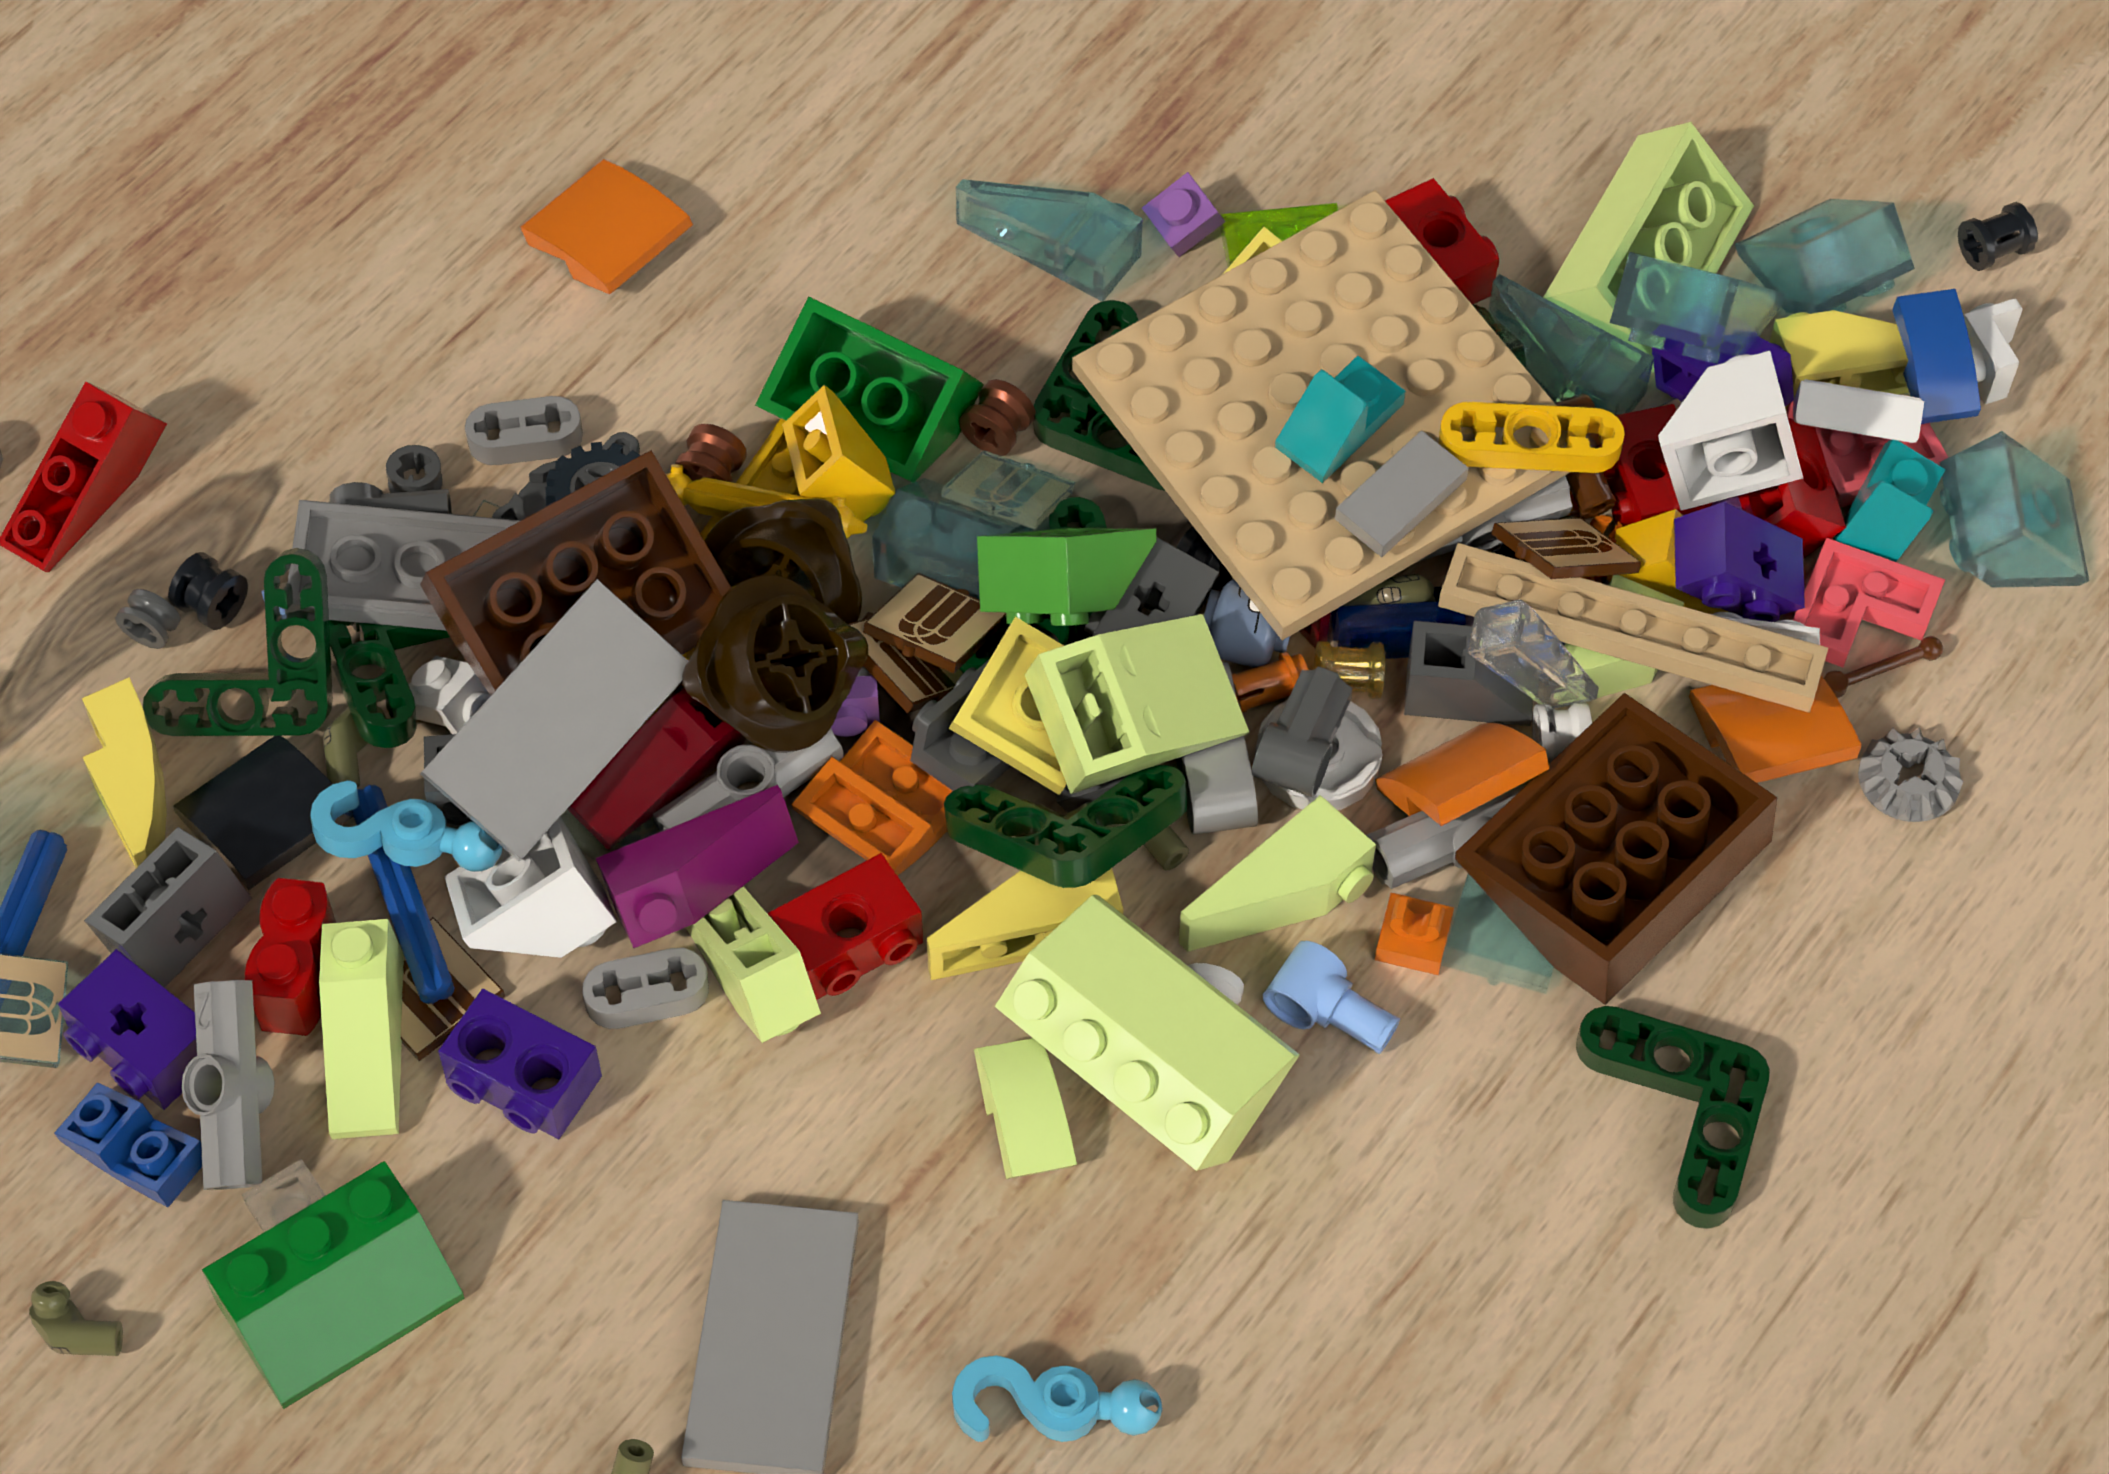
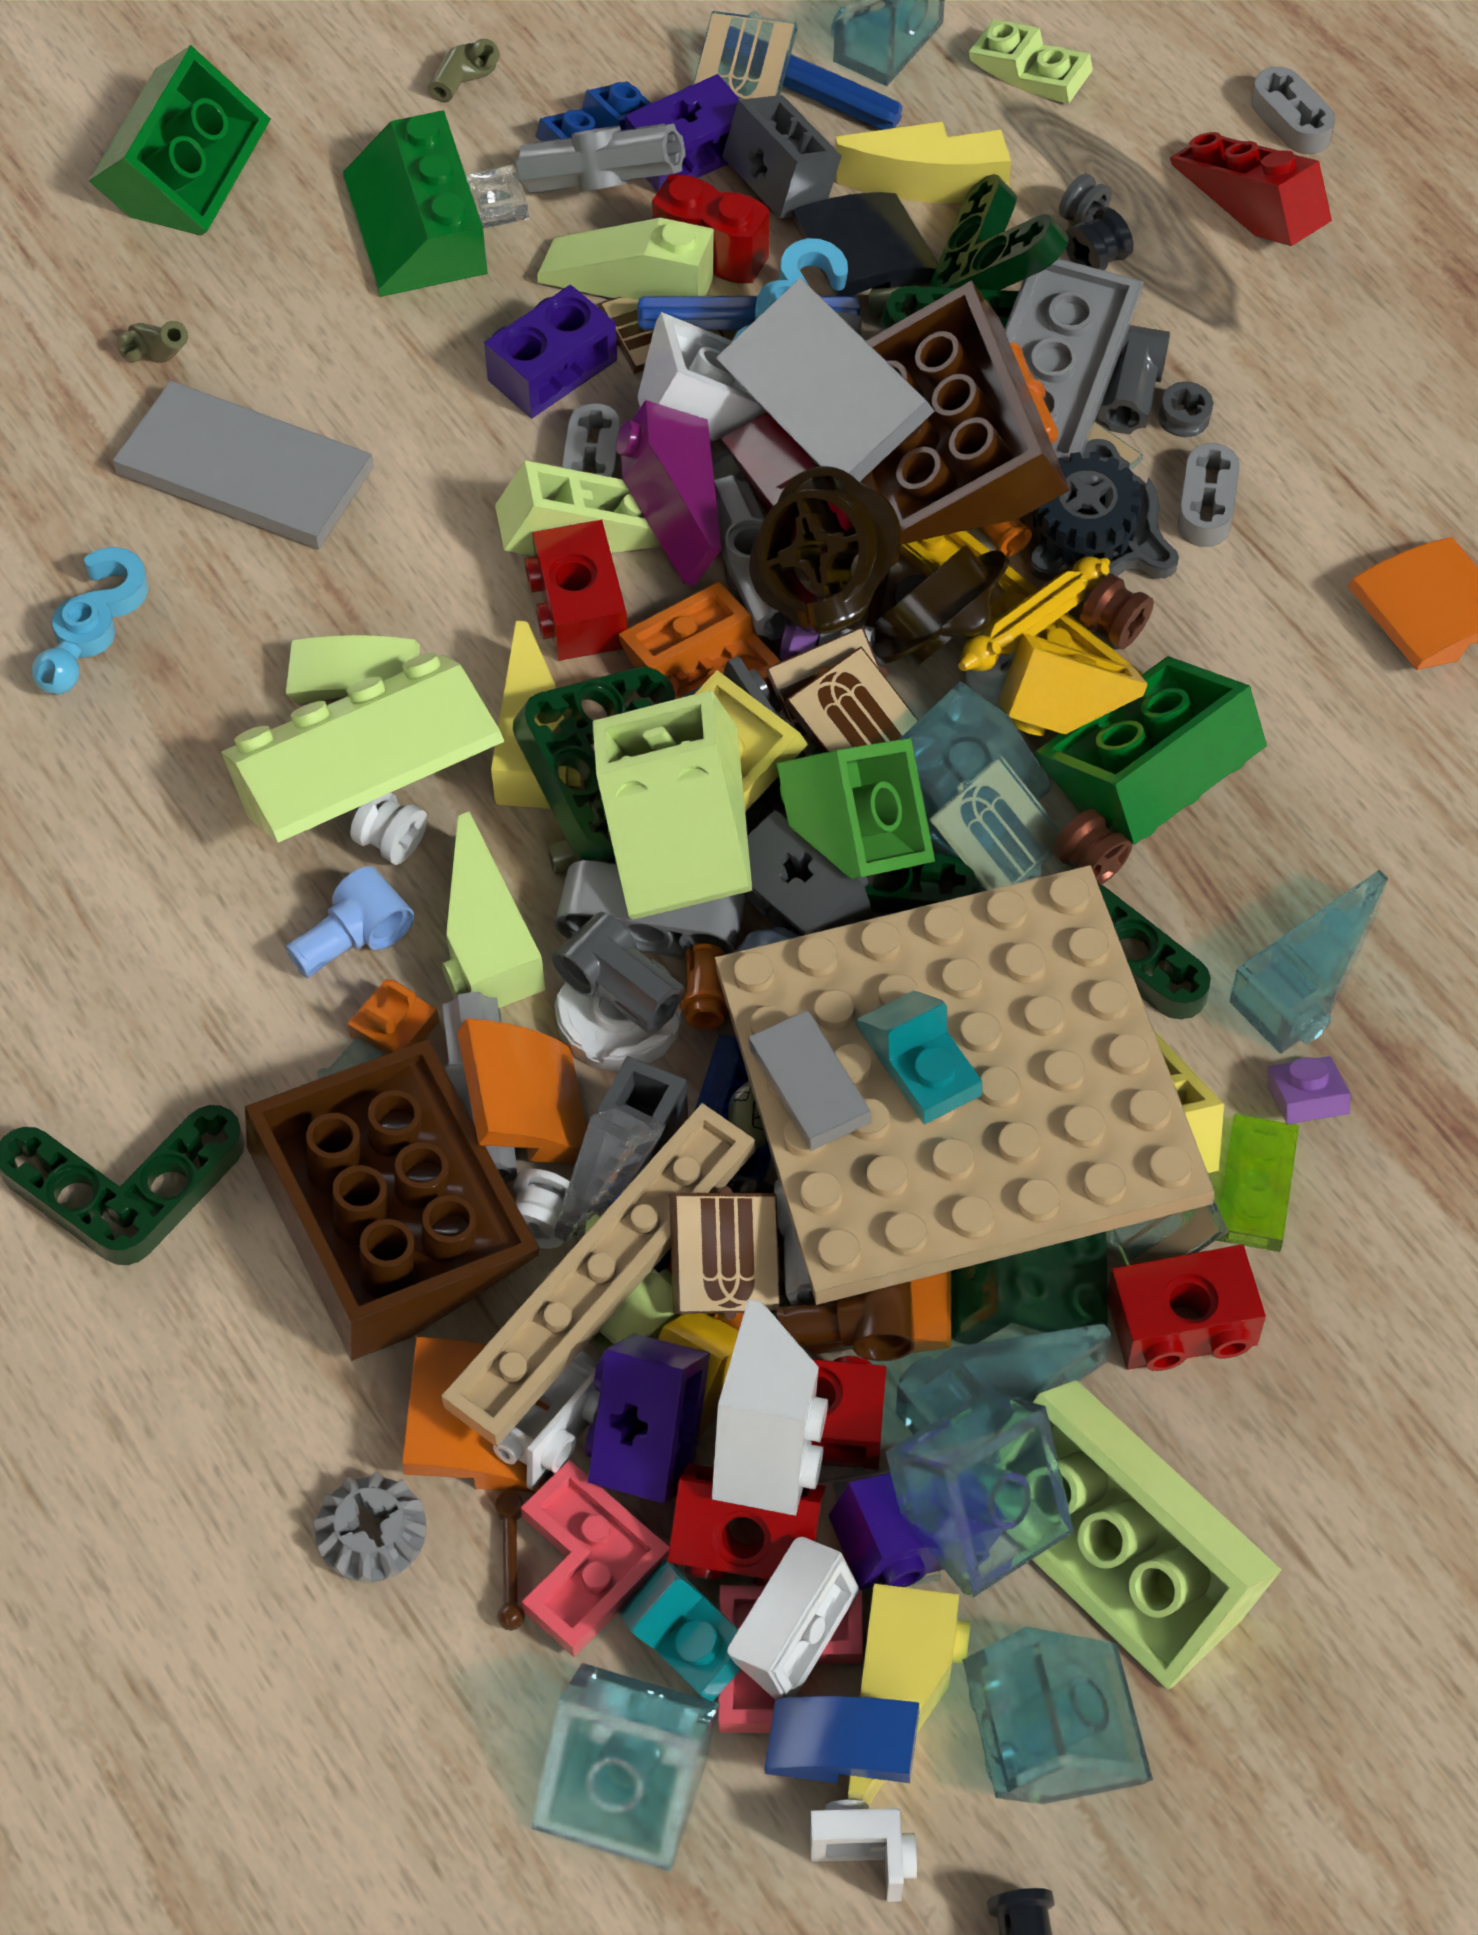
camera: 110 degrees right, 0 degrees up
(1357, 667) = (690, 1046): clear yellow bush -> none
(1509, 454) = (832, 1243): yellow beam -> none

